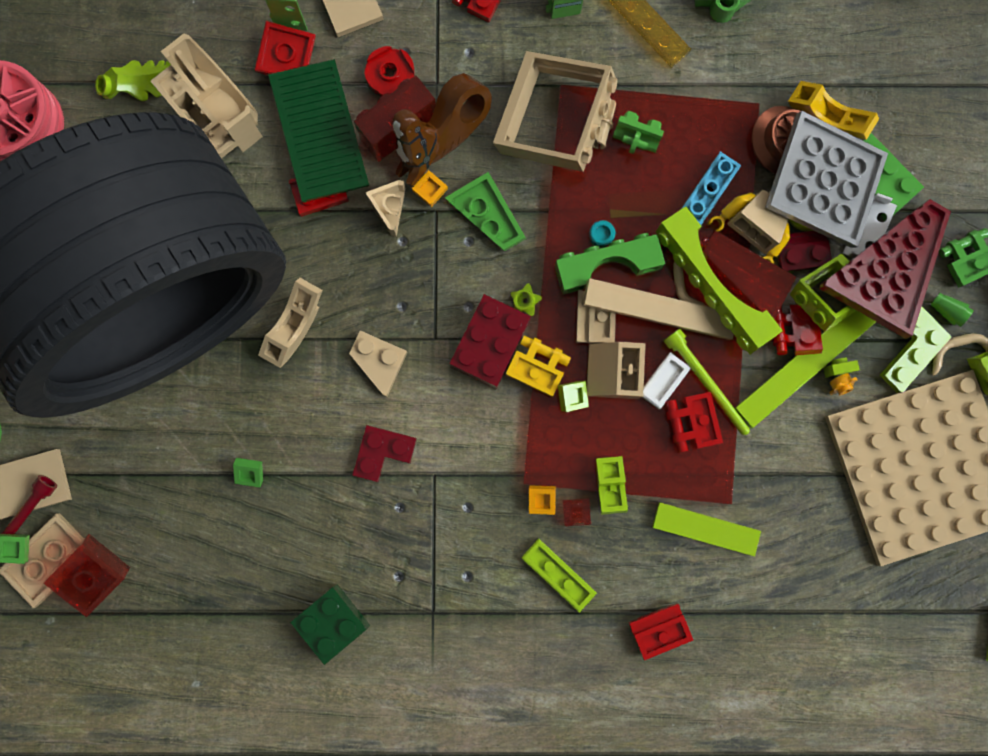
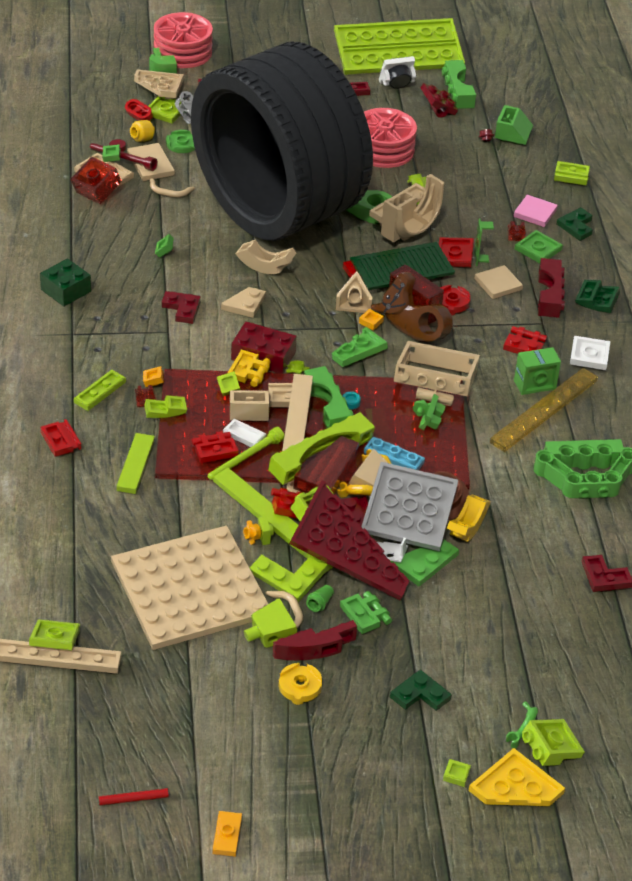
camera: 85 degrees right, 40 degrees down
(107, 463) = (170, 193): none -> tan animal

